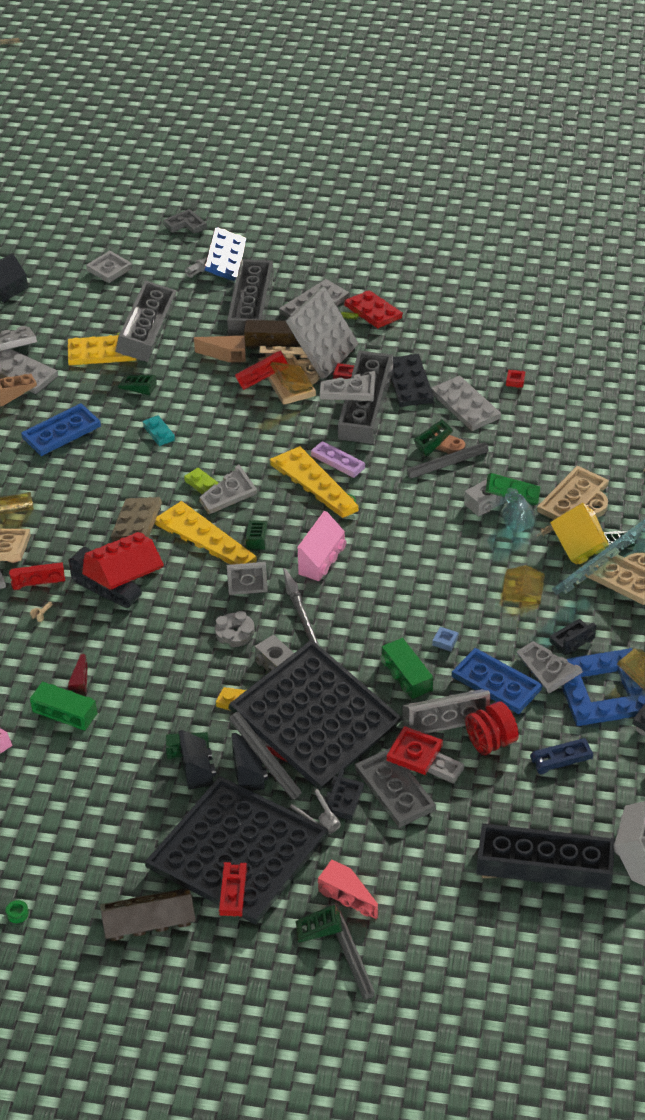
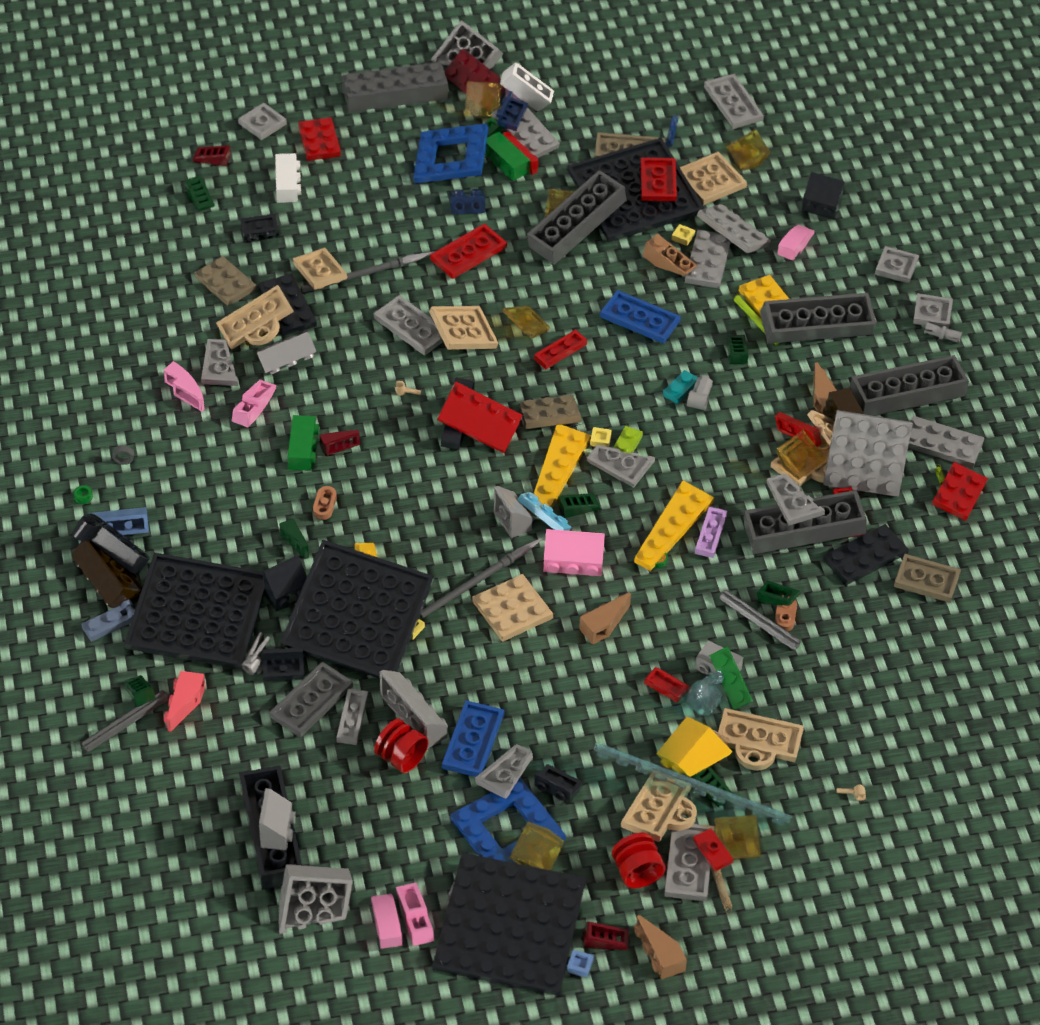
camera: 65 degrees right, 5 degrees up
(36, 575) = (442, 367): red plate -> none
(42, 312) = (794, 242): none -> bright pink slope
(65, 491) = (560, 349): none -> red plate
(84, 884) = (126, 520): none -> medium blue brick
(101, 897) = (111, 542): none -> black beam
(110, 363) = (755, 318): none -> lime bar
(154, 711) = (324, 503): none -> nougat plate
(173, 263) = (932, 310): none -> light grey plate
(181, 421) = (700, 395): none -> light grey piece
(185, 219) = (1009, 296): dark grey plate -> none
(188, 495) = (600, 437): none -> light yellow plate
(196, 761) = (274, 545): black slope -> none
(208, 931) = (109, 621): none -> sand blue plate
(225, 254) = (972, 343): plate -> none
(232, 889) = (144, 616): red plate -> none
(234, 620) = (453, 520): light grey plate -> none
(260, 553) = (543, 511): none -> medium azure plate
(265, 755) = (293, 592): dark grey axle -> none
(271, 653) = (427, 561): light grey brick -> none
(353, 612) = (512, 607): none -> tan plate
(403, 552) = (602, 621): none -> medium nougat slope
(407, 668) = (455, 666): green brick -> none
(414, 750) = (350, 696): red plate -> none
(445, 639) = (508, 685): medium blue plate -> none
(454, 353) = (927, 578): none -> dark tan plate
(466, 403) = (856, 610): light grey plate -> none
(492, 536) = (666, 684): none -> red plate
(515, 378) = (916, 640): red plate -> none
(523, 585) = (614, 729): clear yellow slope -> none
(561, 755) = (403, 813): dark blue plate -> none
(562, 839) = (276, 821): none -> light grey slope

